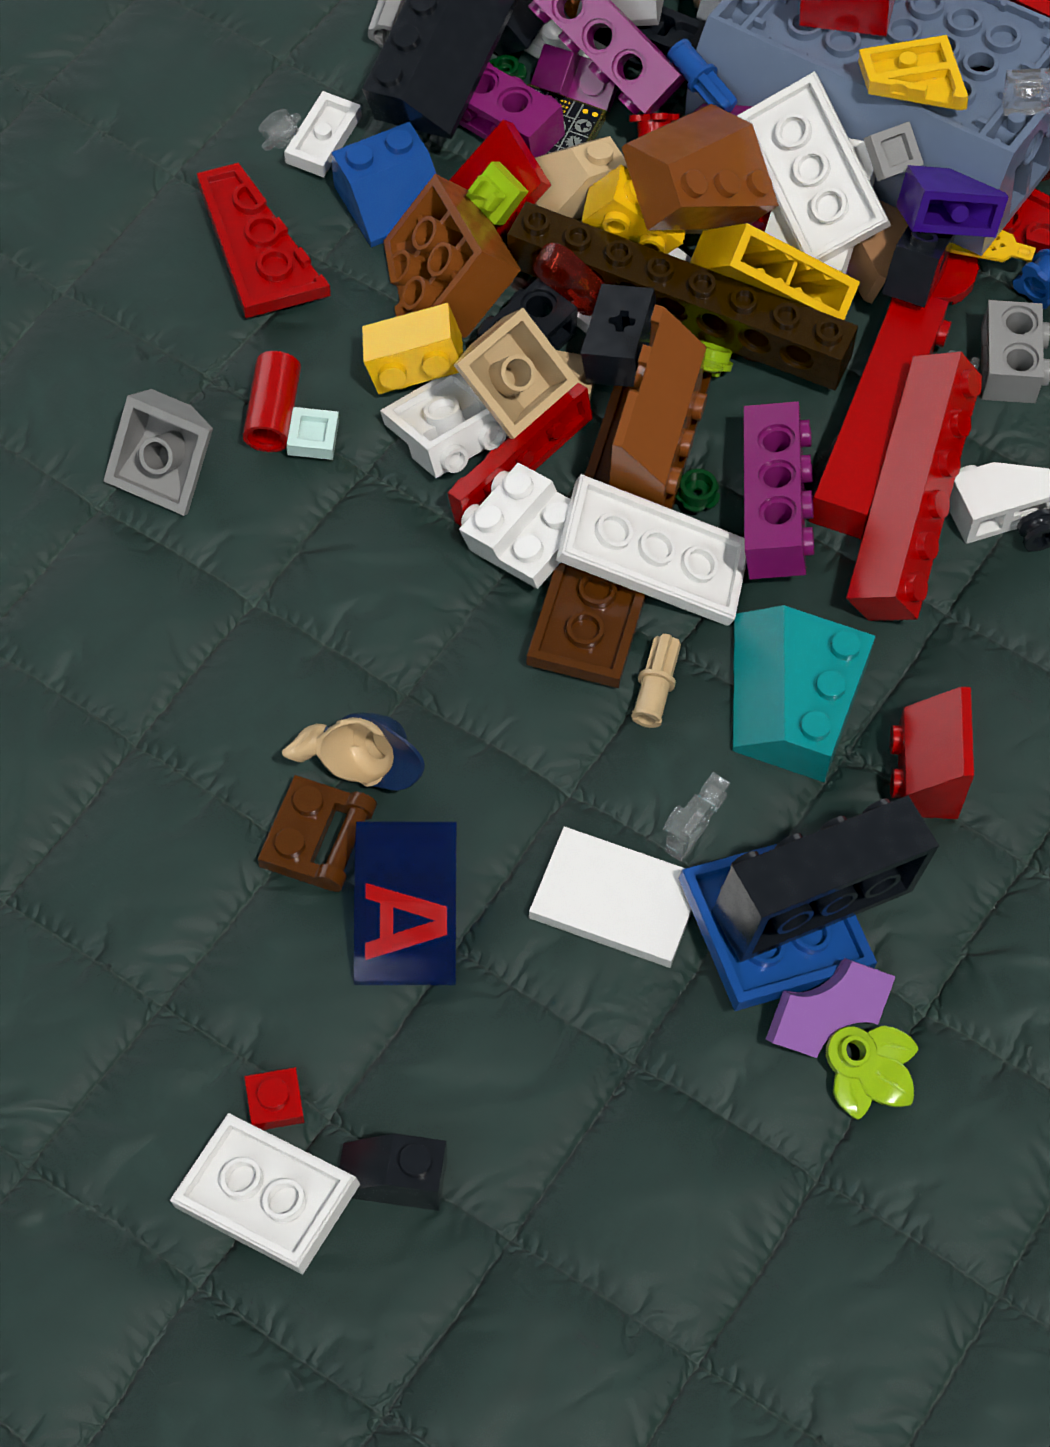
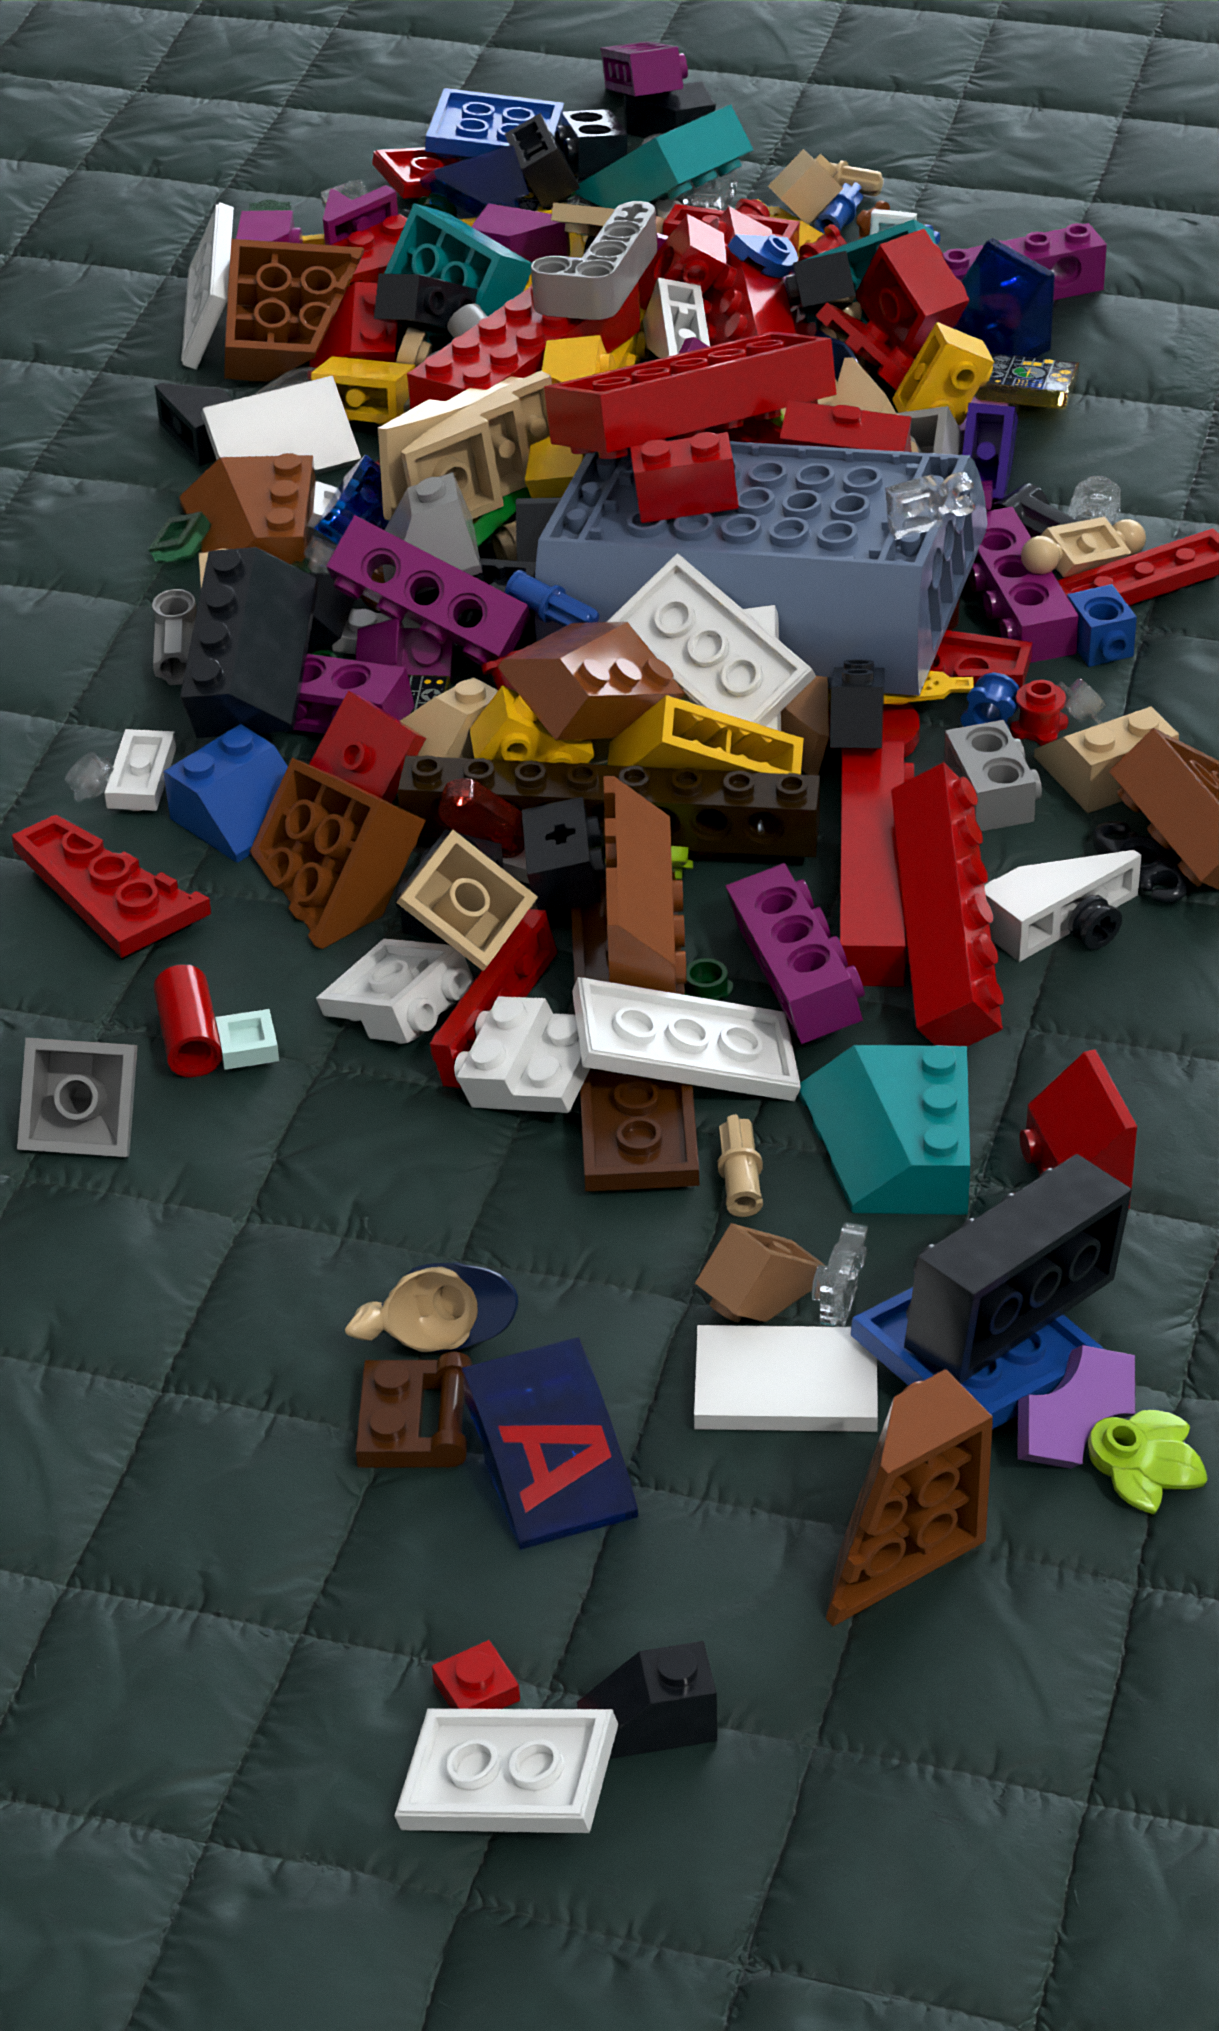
camera: 15 degrees left, 20 degrees down
(412, 348) = (332, 927): yellow brick -> none
(497, 193) = (367, 762): lime tile -> none
(630, 795) = (756, 1274): none -> medium nougat slope
(660, 1066) = (919, 1497): none -> dark orange wedge
(893, 151) = (791, 604): light grey plate -> none
(915, 72) = (787, 522): yellow wing -> none
(949, 203) = (871, 637): dark purple slope -> none

